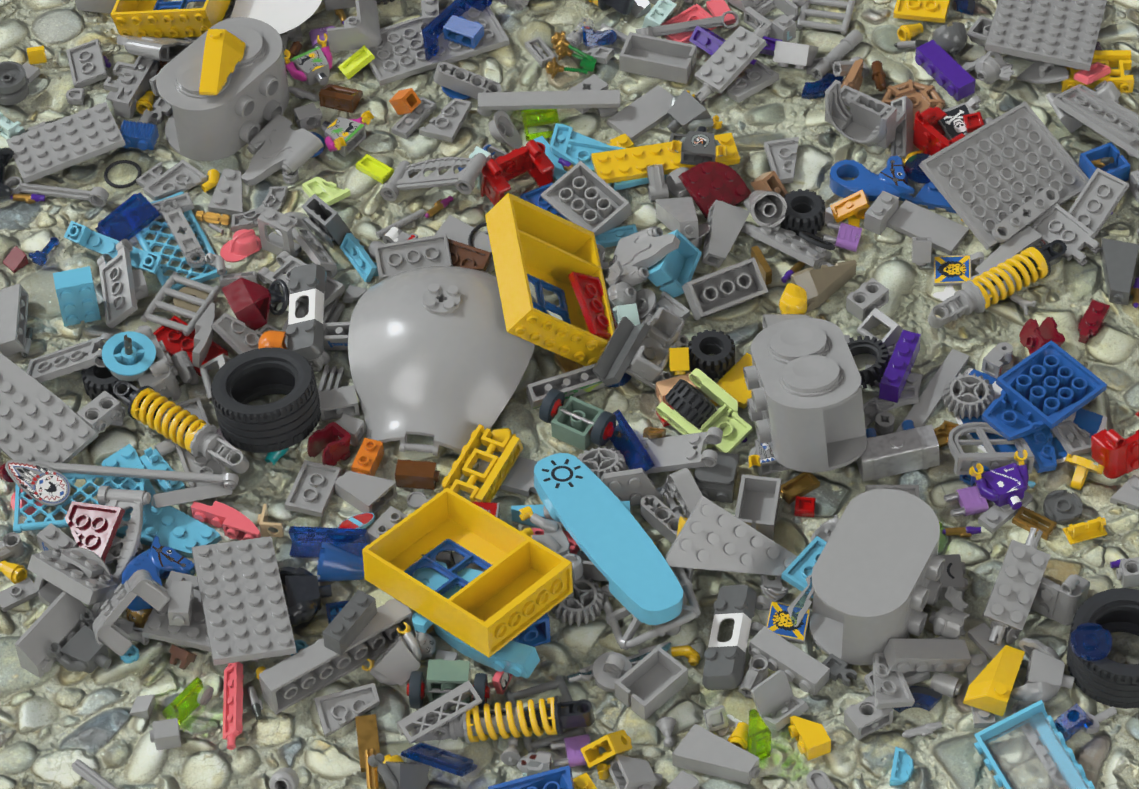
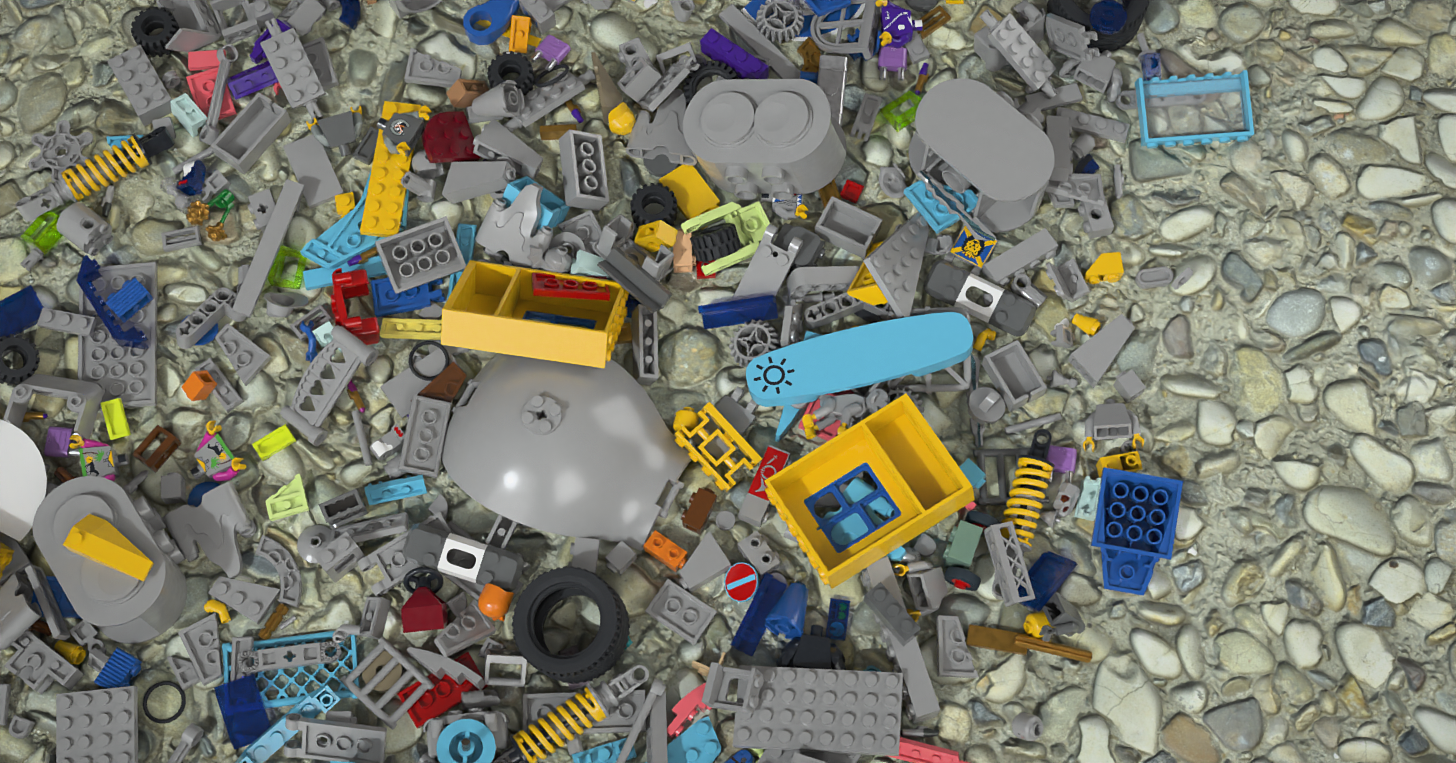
camera: 75 degrees left, 20 degrees up
(241, 246) = (326, 604): coral piece -> none
(243, 528) = (718, 686): none -> light grey window
(332, 371) = (542, 549): light grey tile -> none
(334, 447) = (633, 569): dark red piece -> none
(576, 421) = (695, 346): brick -> none
(606, 714) = (1032, 423): none -> light grey bar
(614, 744) = (1077, 432): yellow torso -> none
(652, 433) = (728, 286): pearl gold plate -> none
(759, 736) = (1104, 310): clear neon green tile -> none
(839, 669) = (1038, 223): dark grey plate -> none
(841, 302) = (639, 79): none -> light grey brick
(869, 327) = (668, 82): none -> light grey tile
(902, 767) = (1150, 209): medium azure tile -> none
(994, 684) = (1099, 107): yellow wedge -> none
(1057, 627) = (1070, 38): none -> light grey tile

